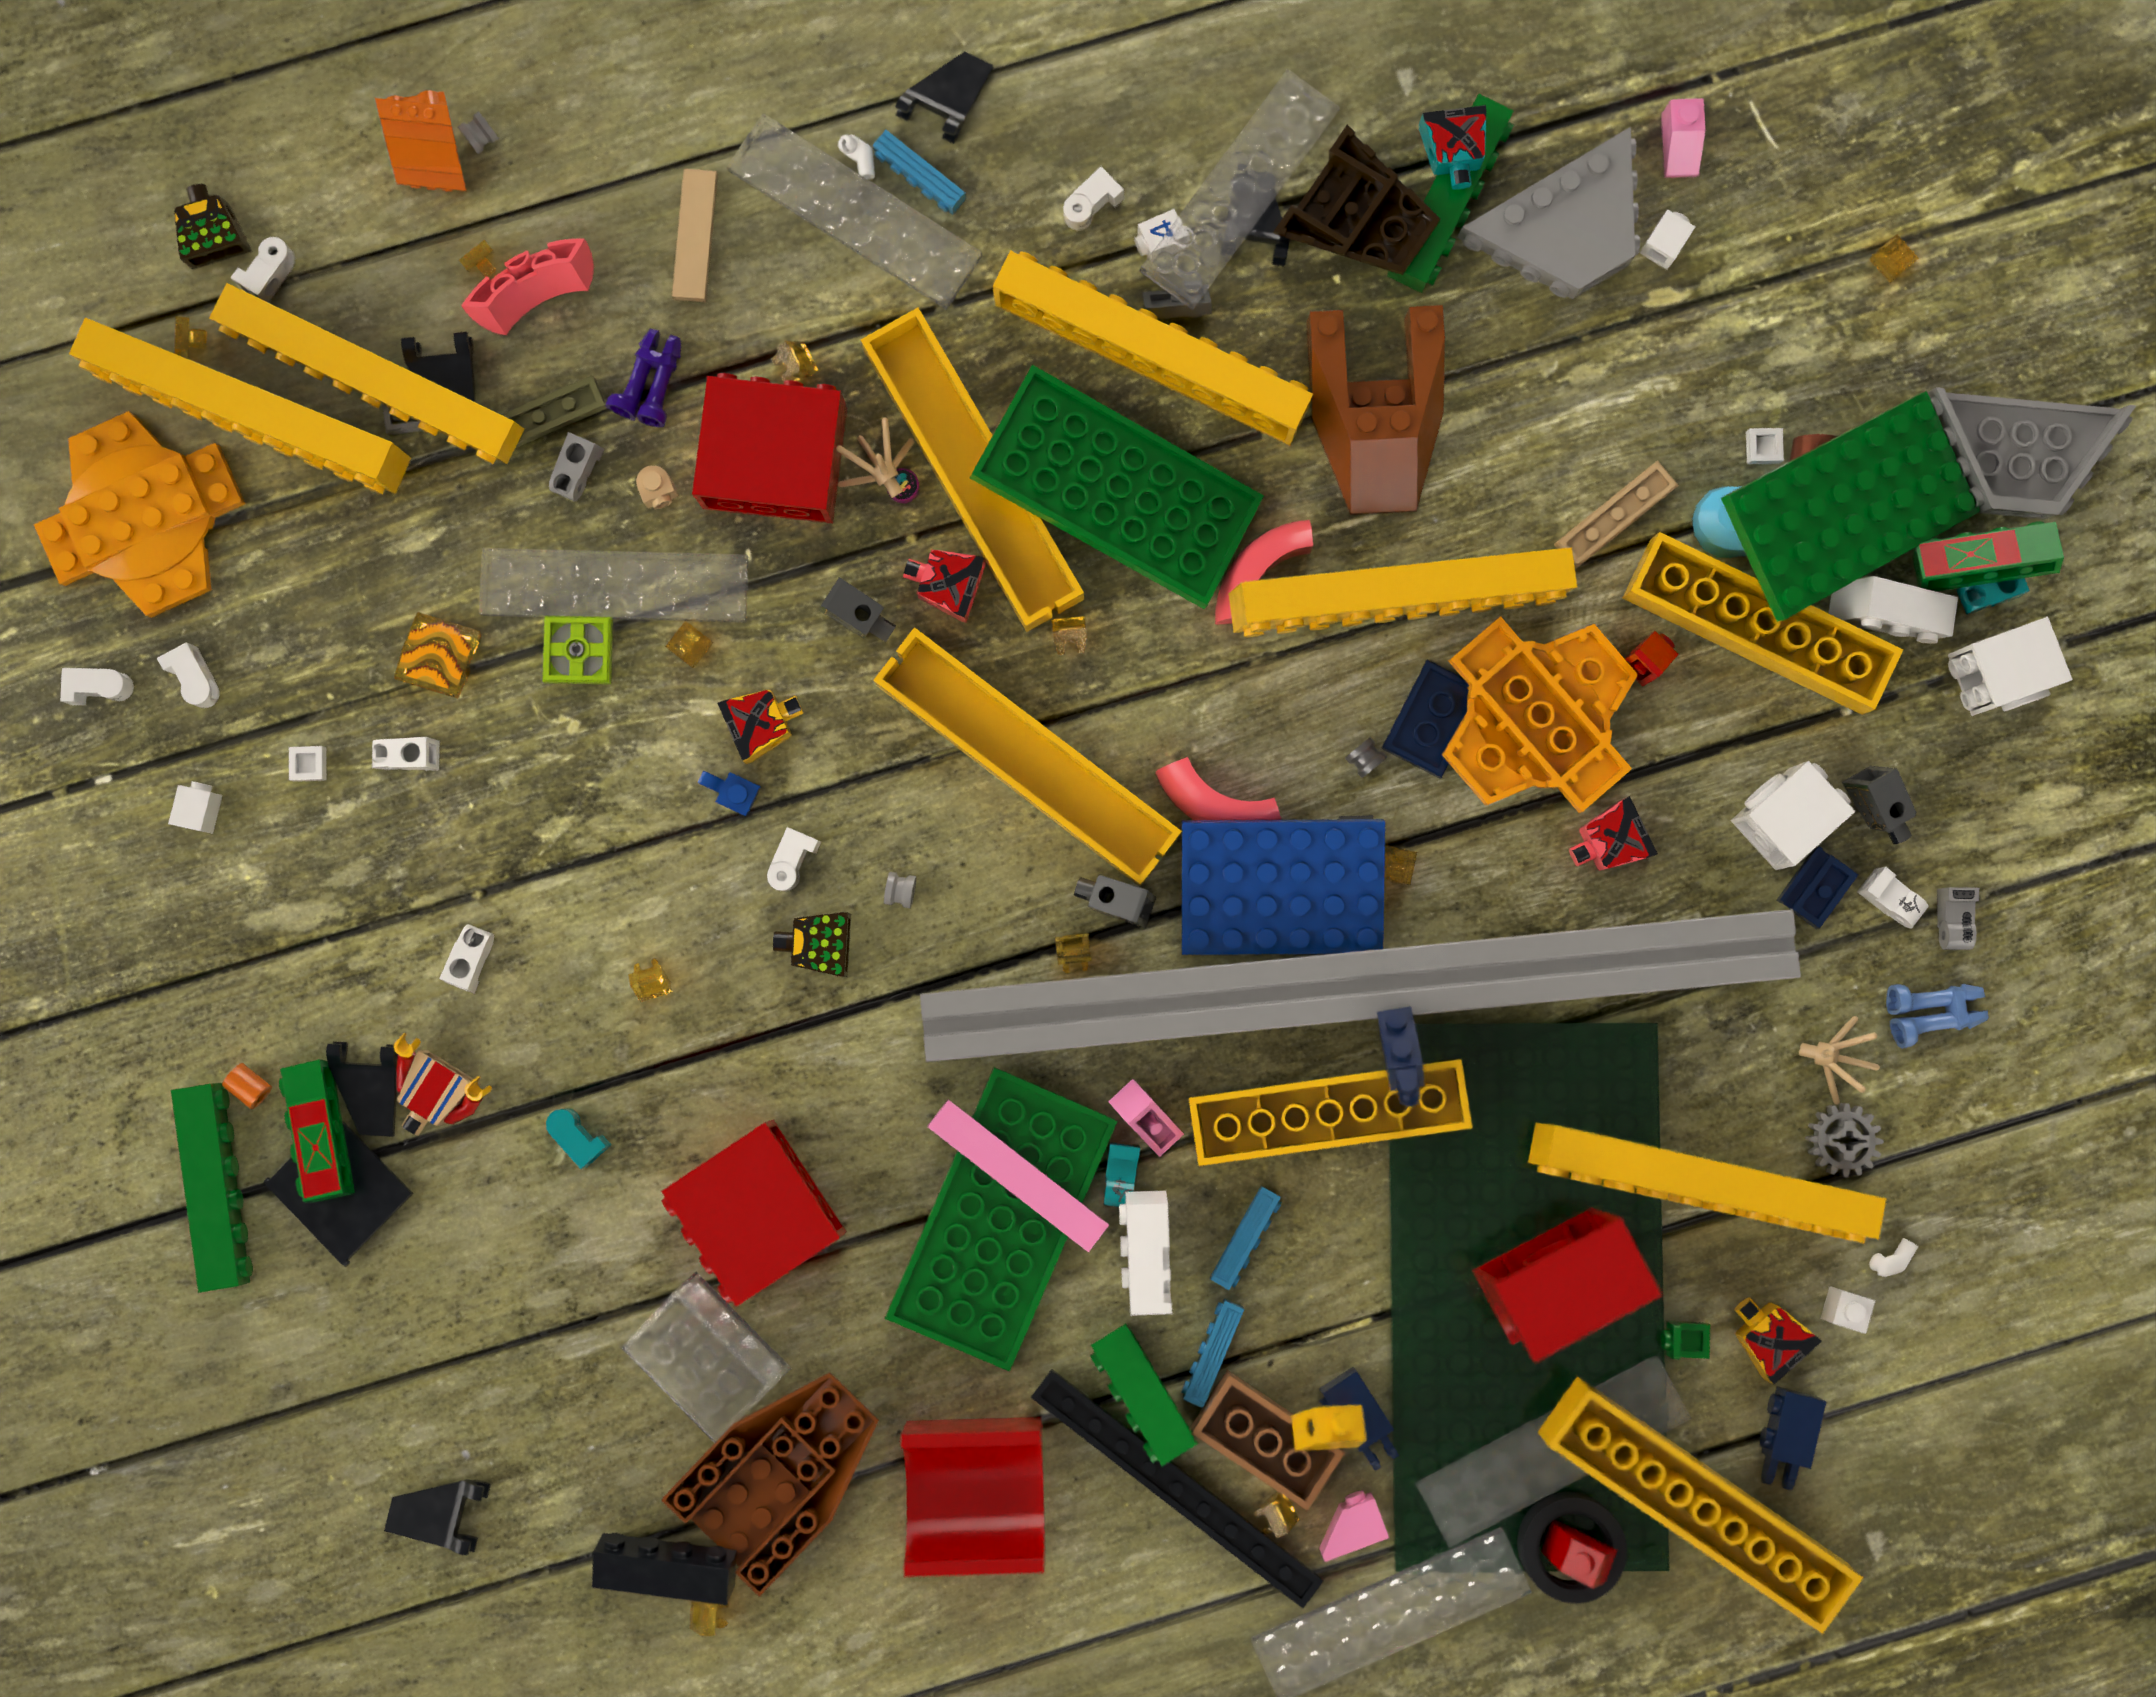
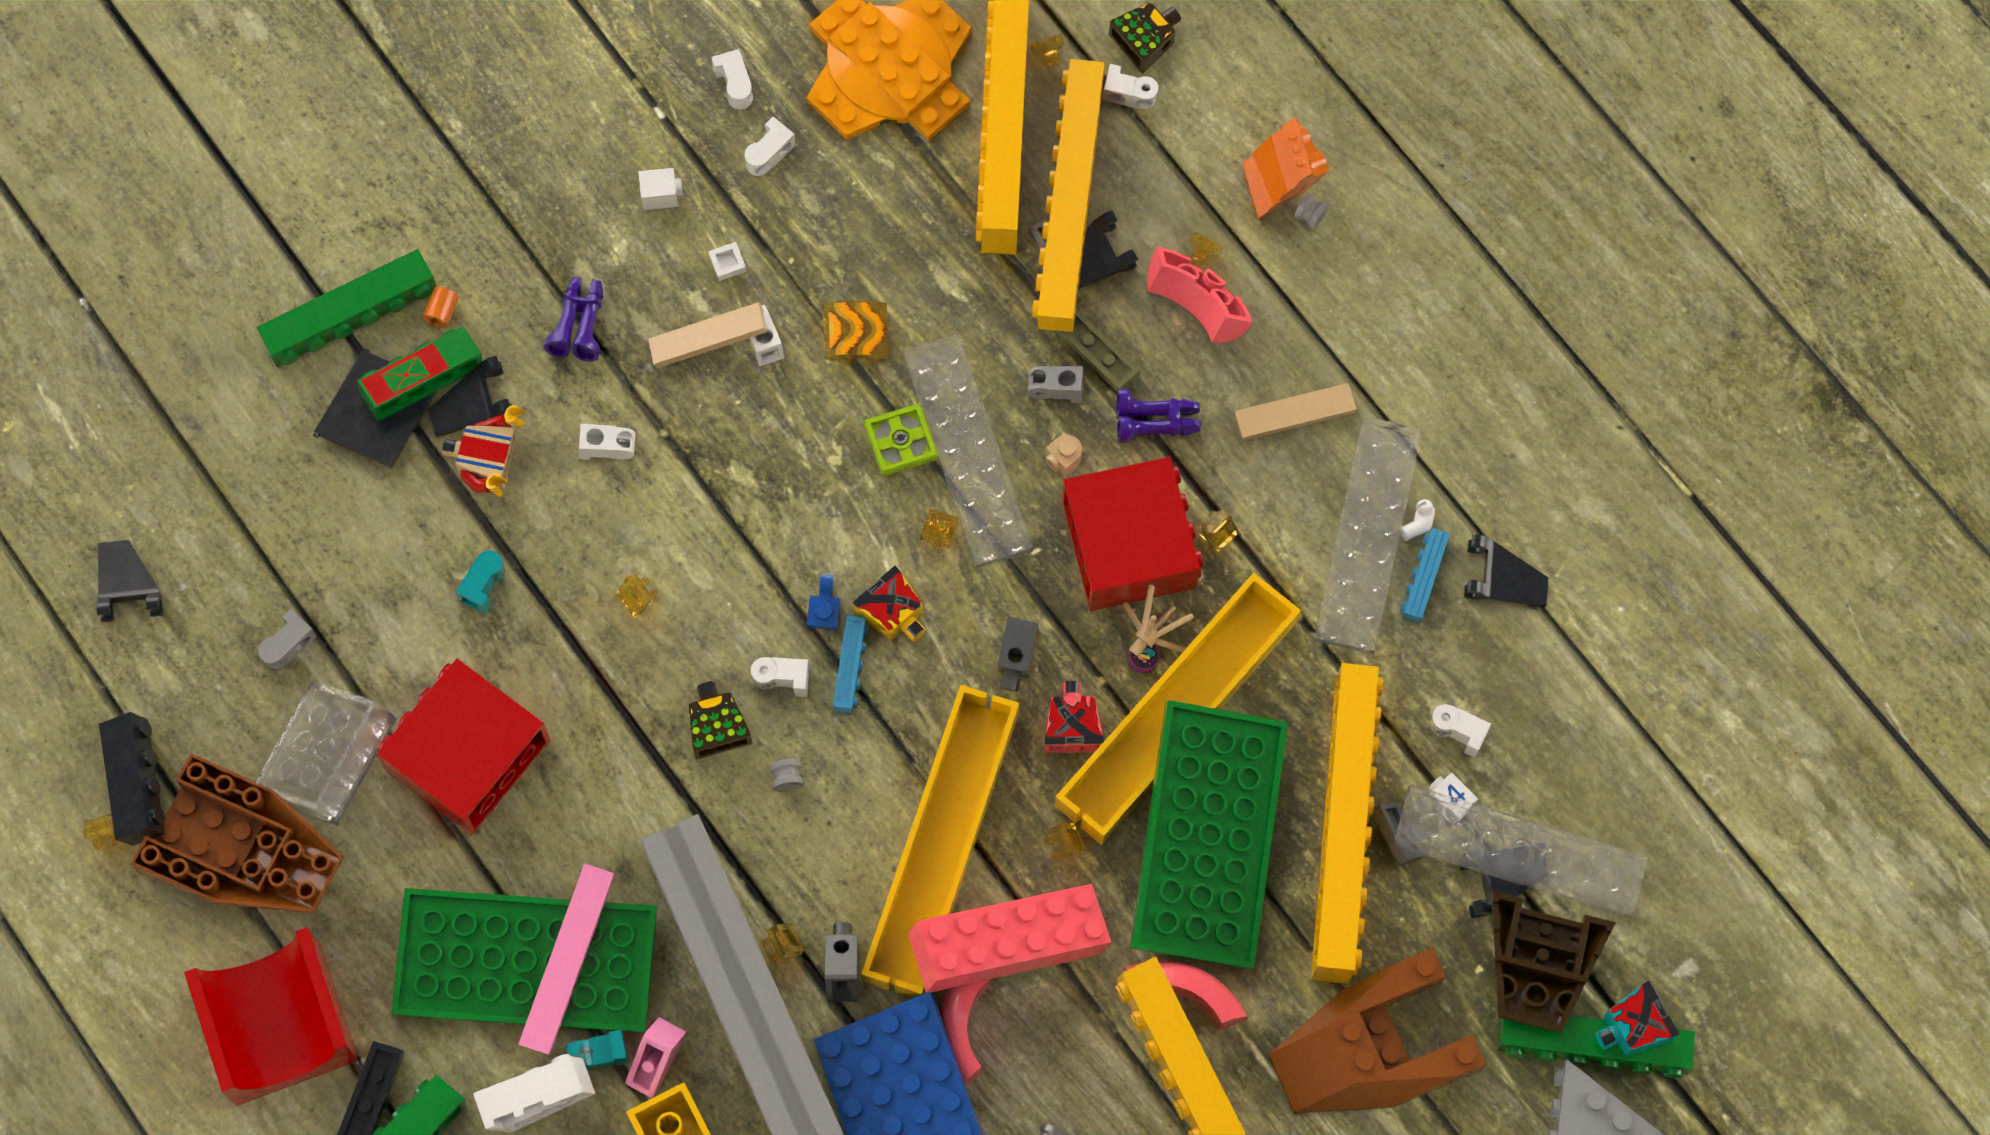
camera: 65 degrees right, 15 degrees down
(333, 970) = (584, 345): none -> dark purple piece
(386, 811) = (707, 335): none -> tan tile
(571, 1362) = (287, 643): none -> light grey leg
(804, 785) = (850, 664): none -> dark azure piece
(1156, 724) = (1009, 938): none -> coral brick

